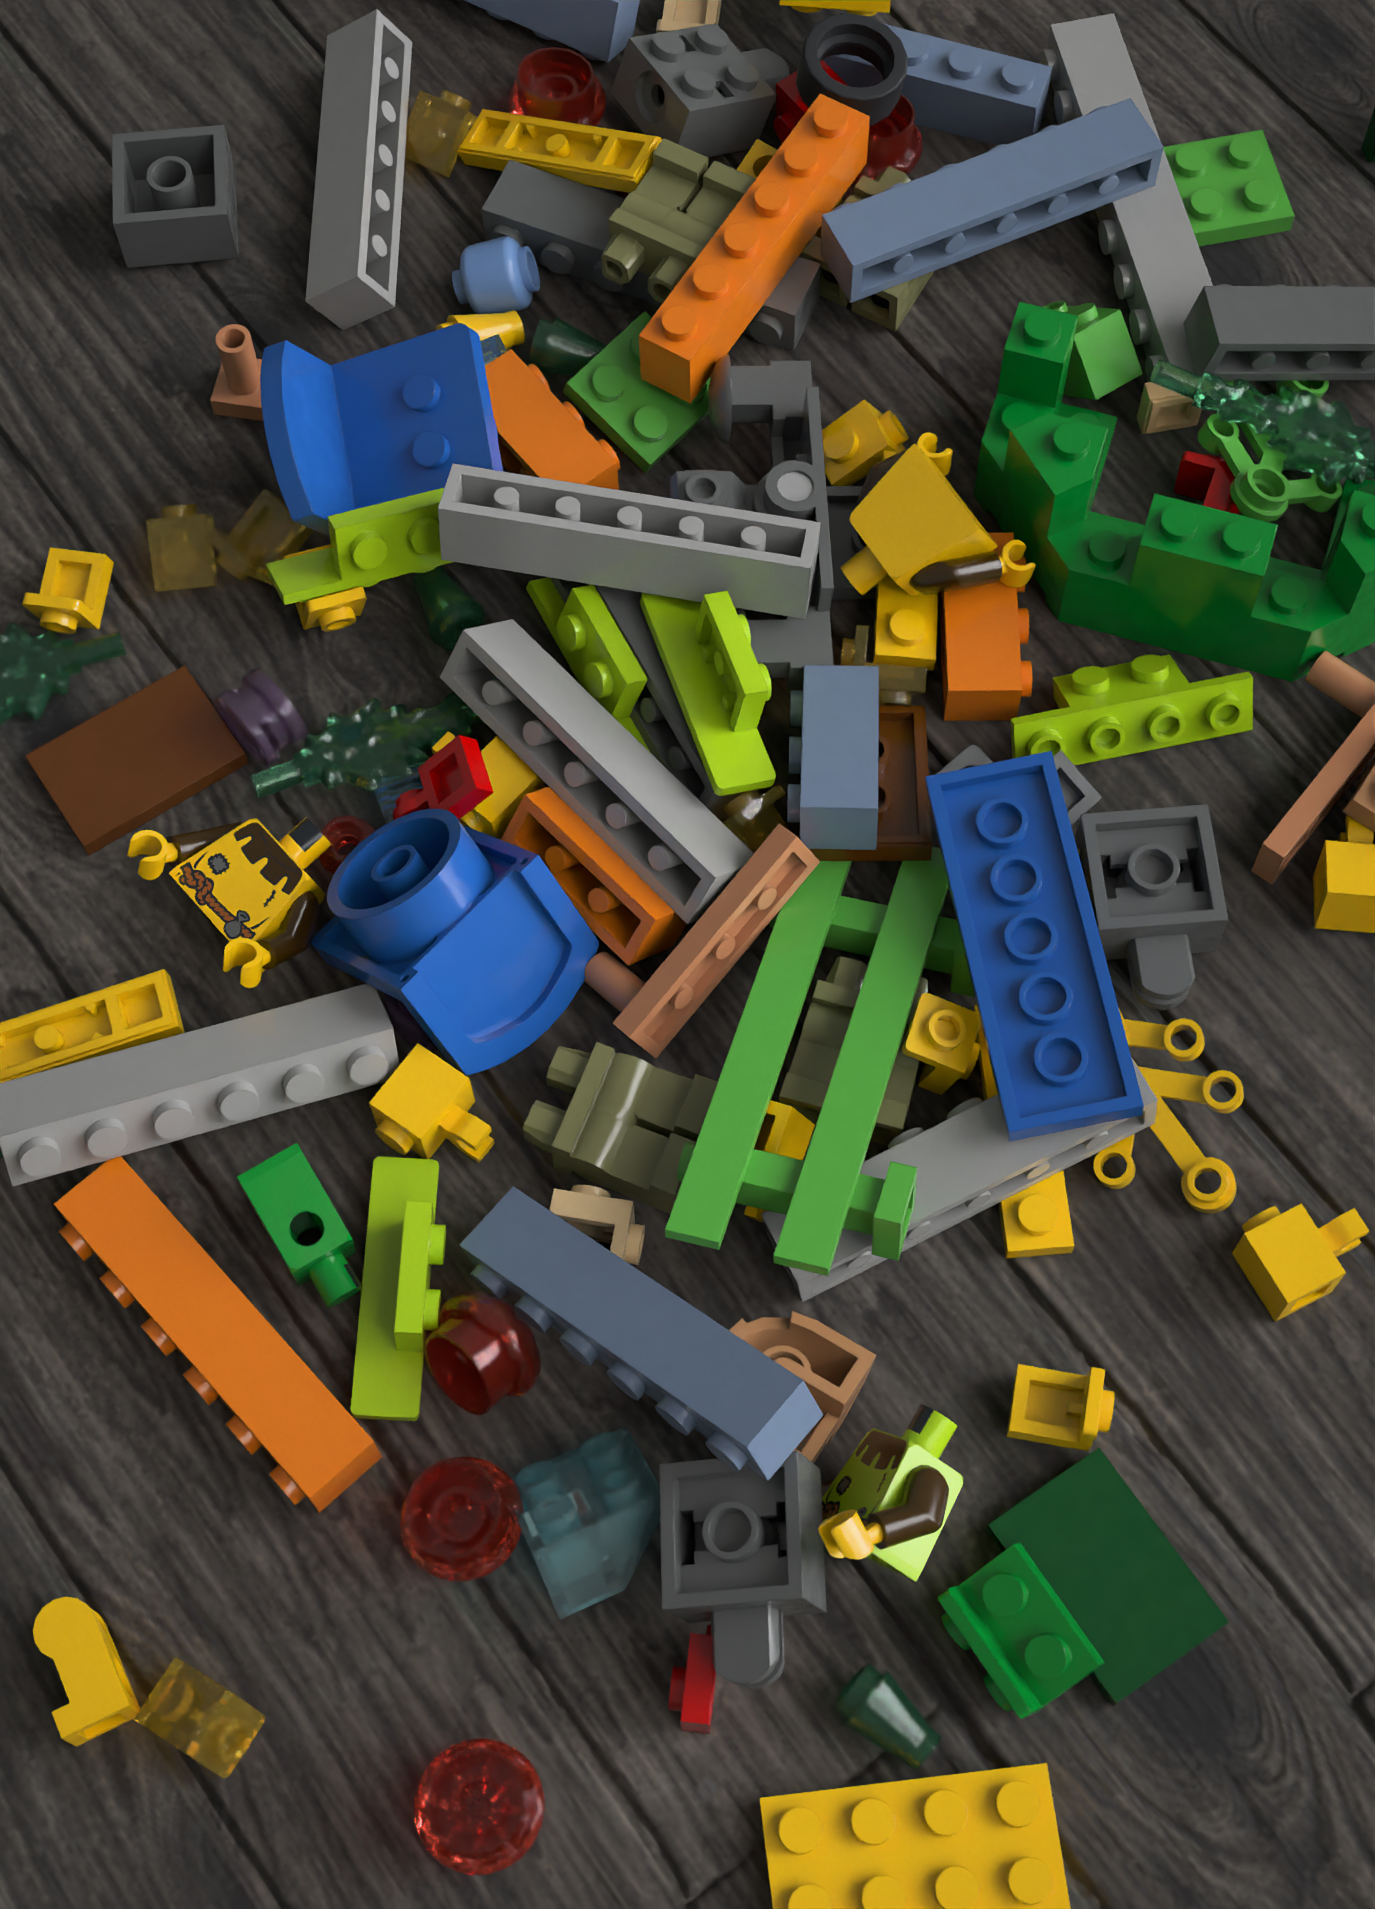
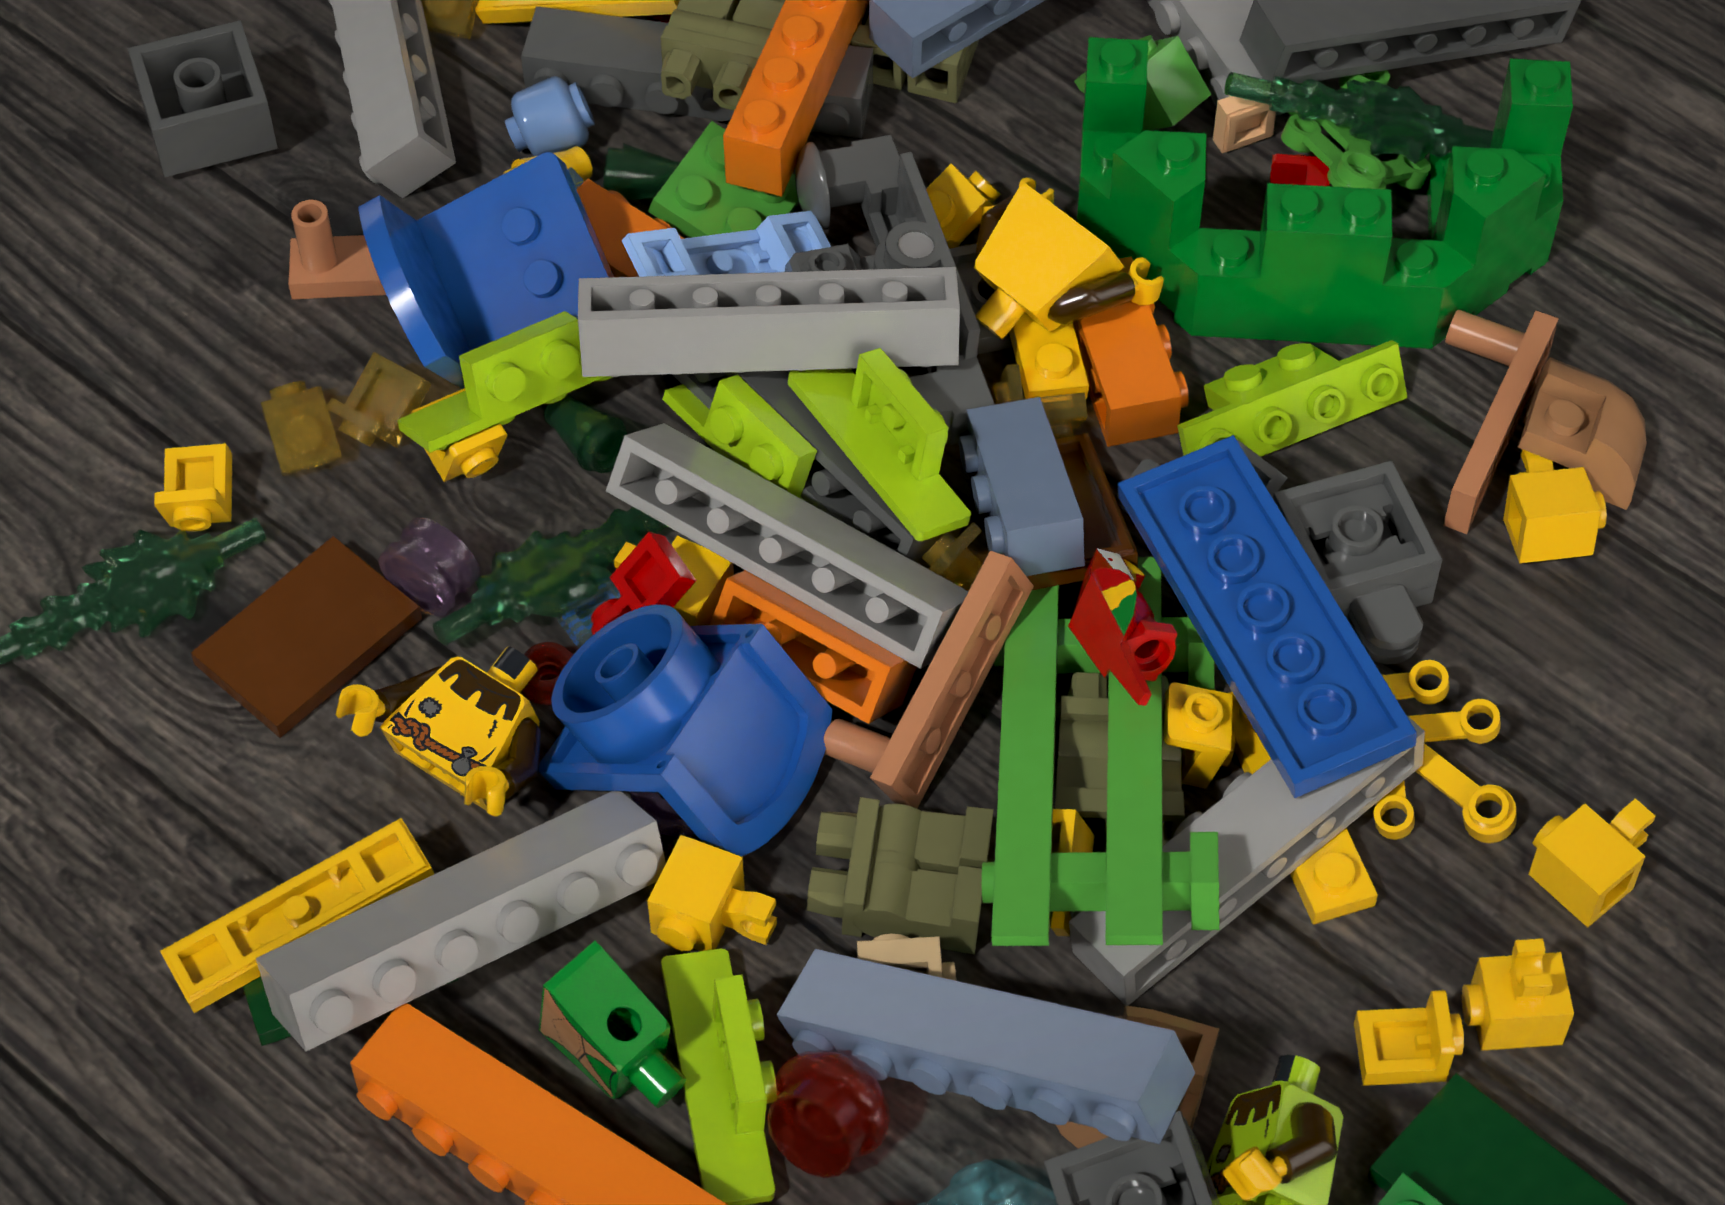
camera: 15 degrees left, 10 degrees down
(615, 460) = (738, 252): none -> light blue slope
(886, 924) = (1119, 626): none -> red animal
(1180, 1388) = (1519, 998): none -> yellow brick

